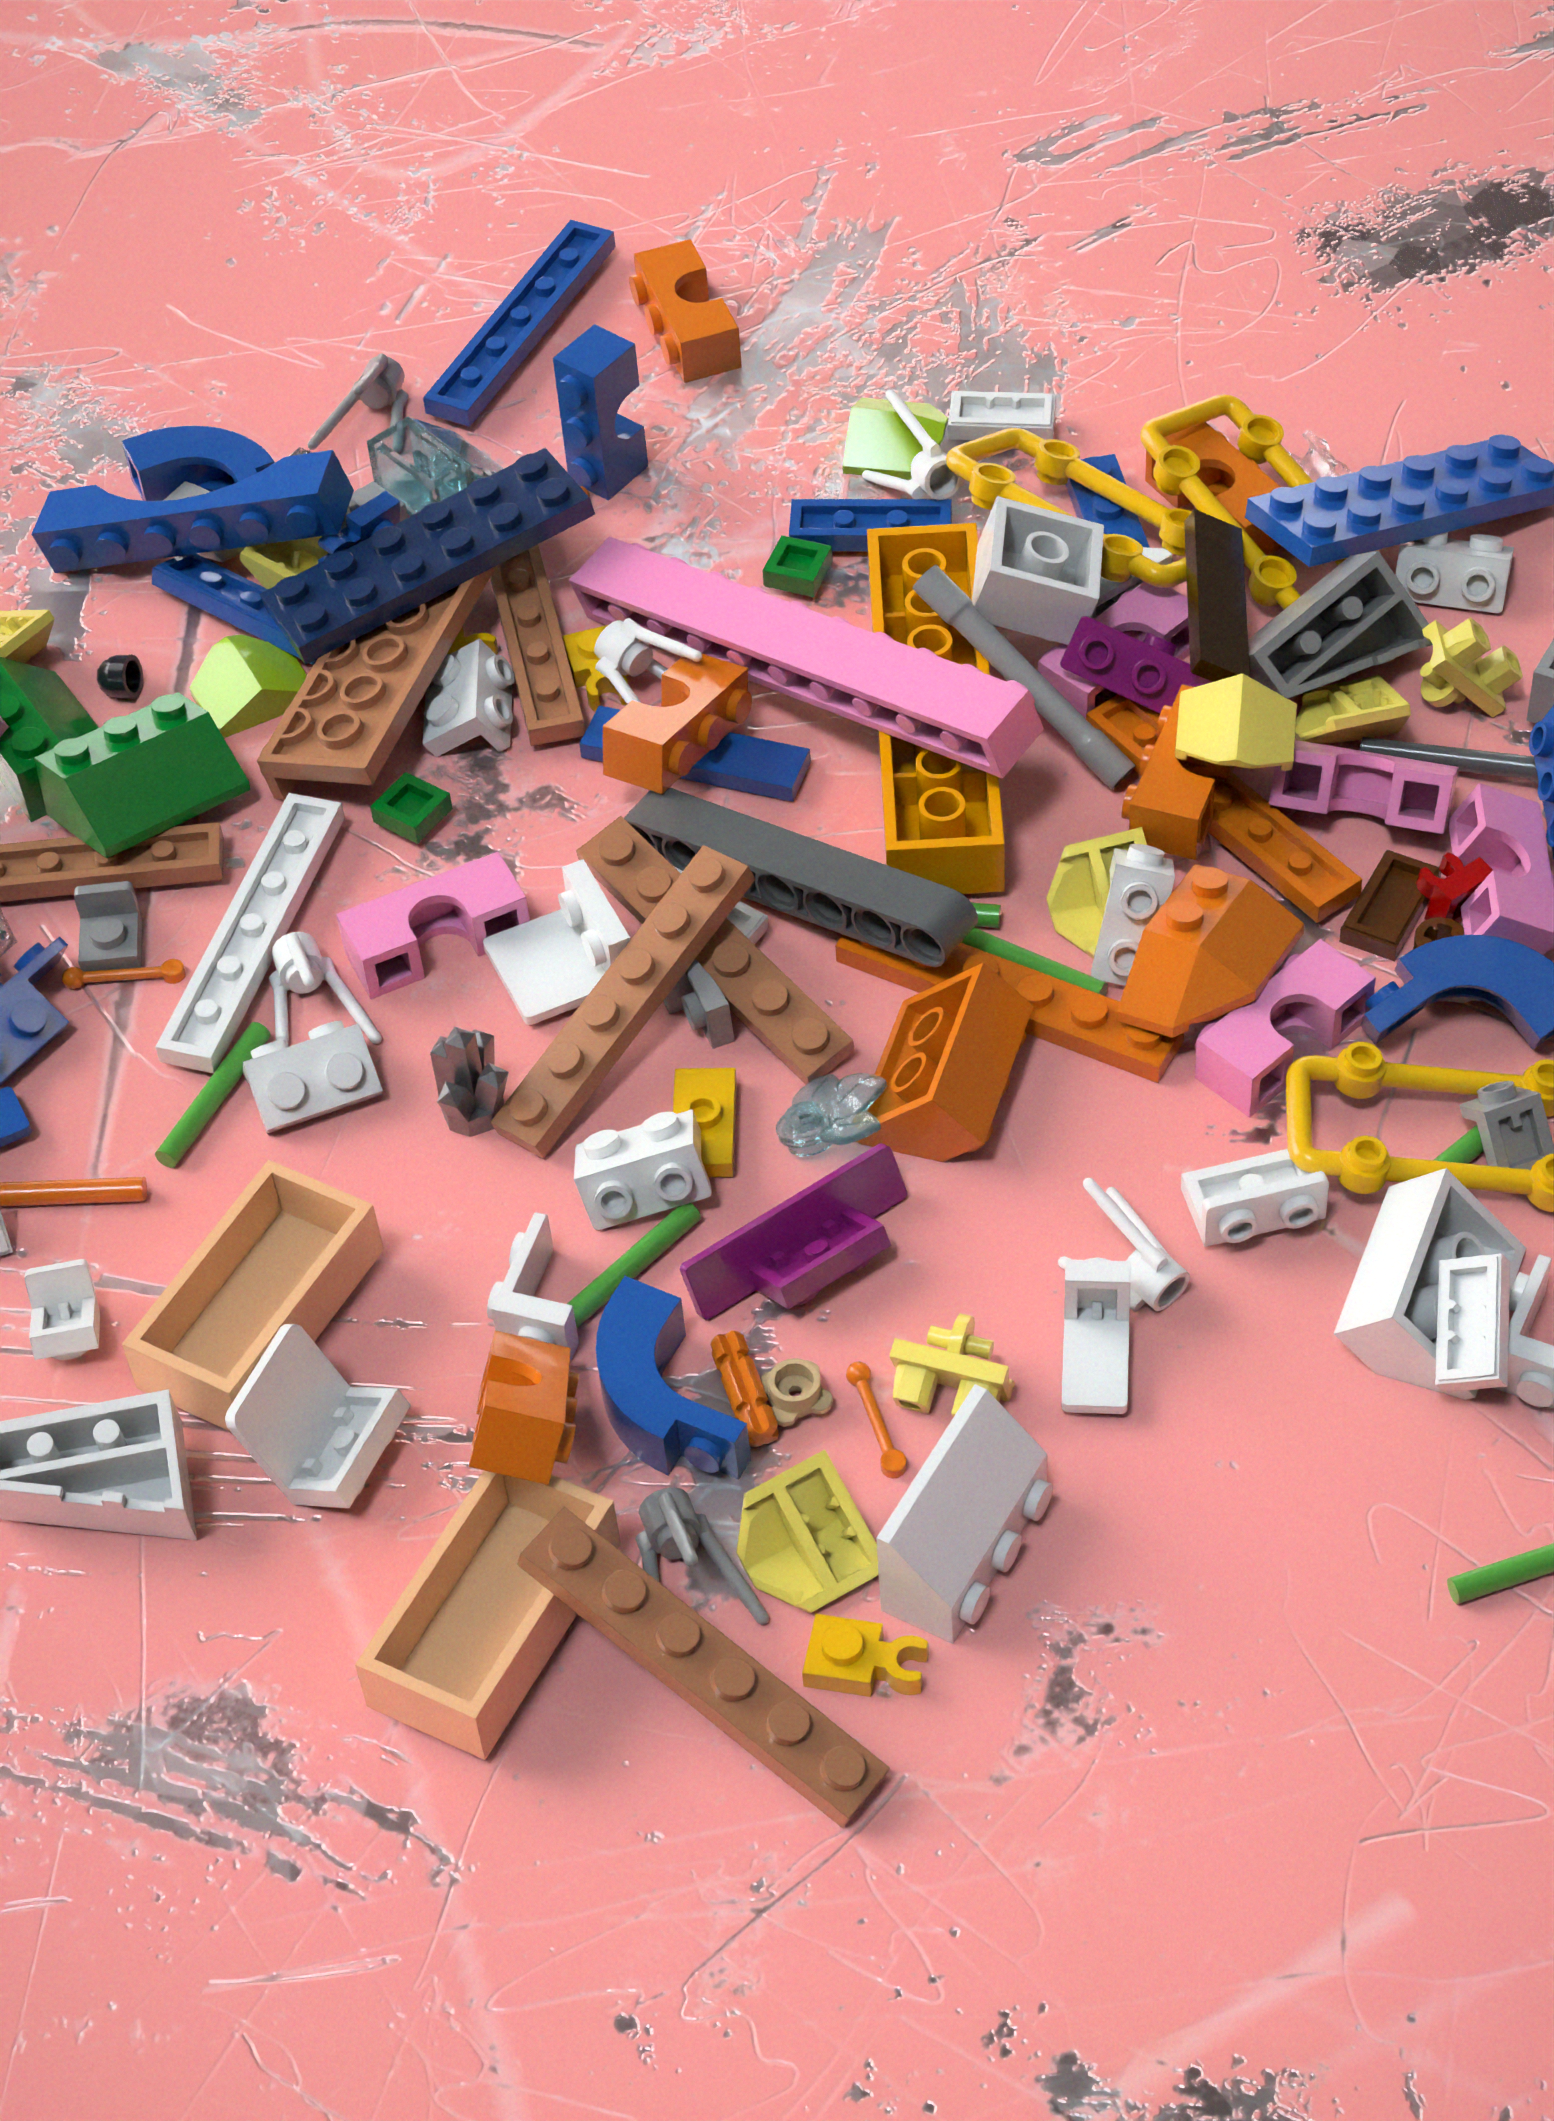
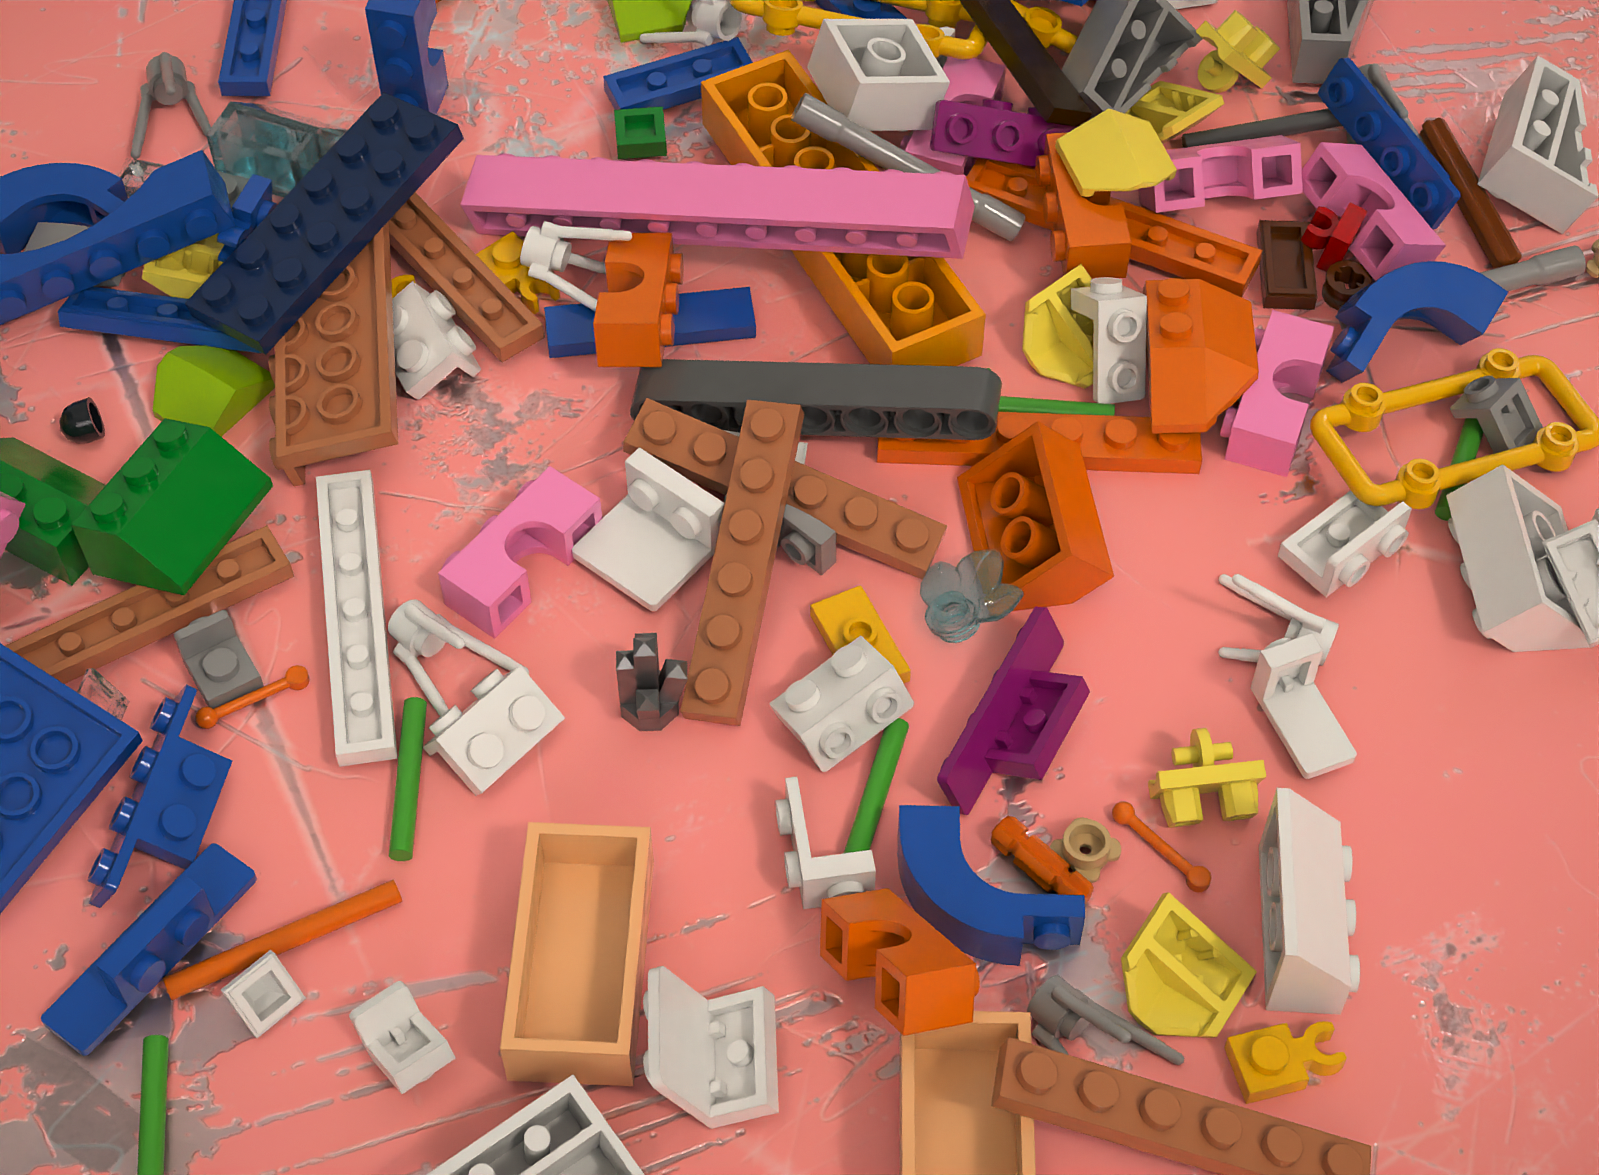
camera: 30 degrees left, 5 degrees up
(411, 807) = (433, 452): green plate -> none

